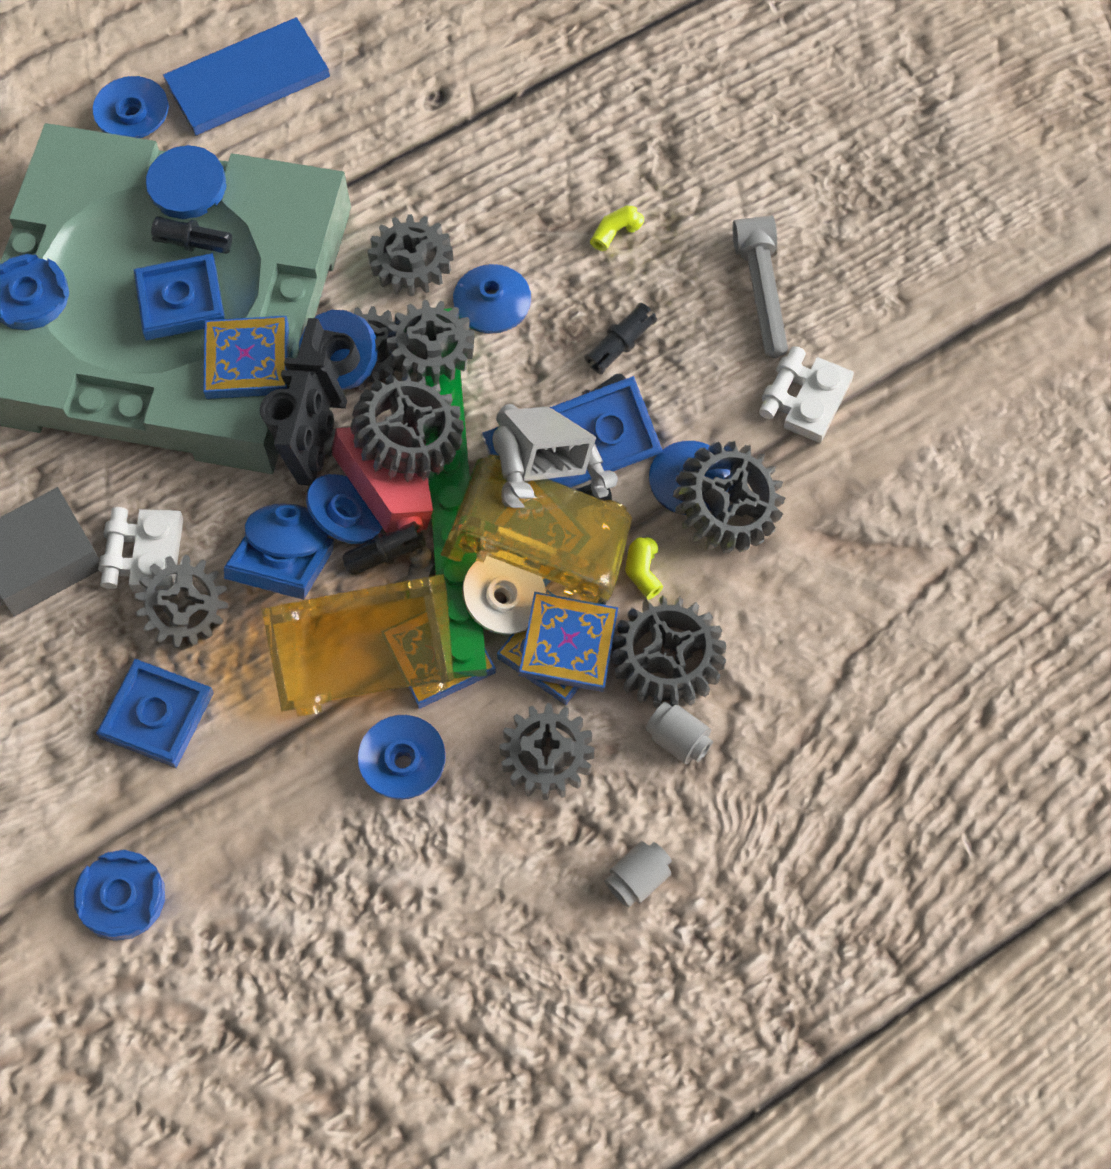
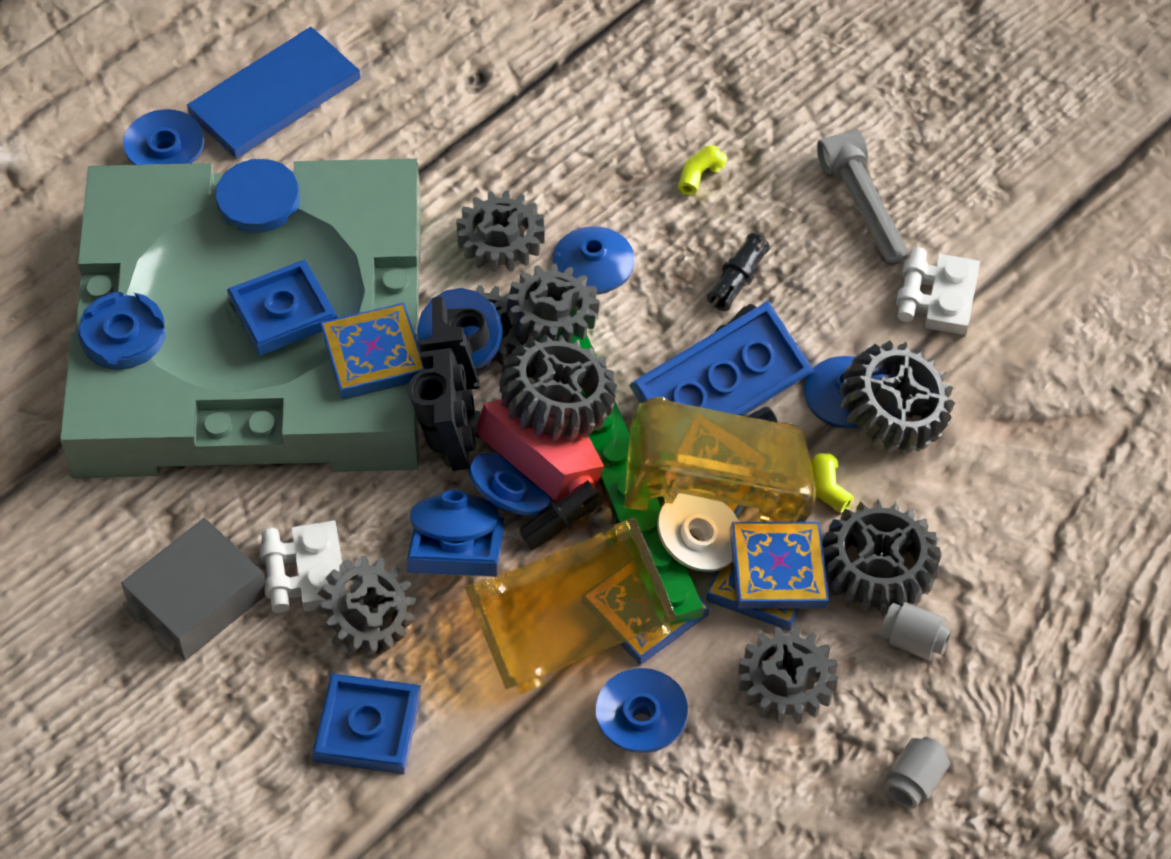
camera: 15 degrees left, 10 degrees down
(190, 235) = (276, 247): black axle -> none
(544, 446) = (705, 379): light grey torso -> none

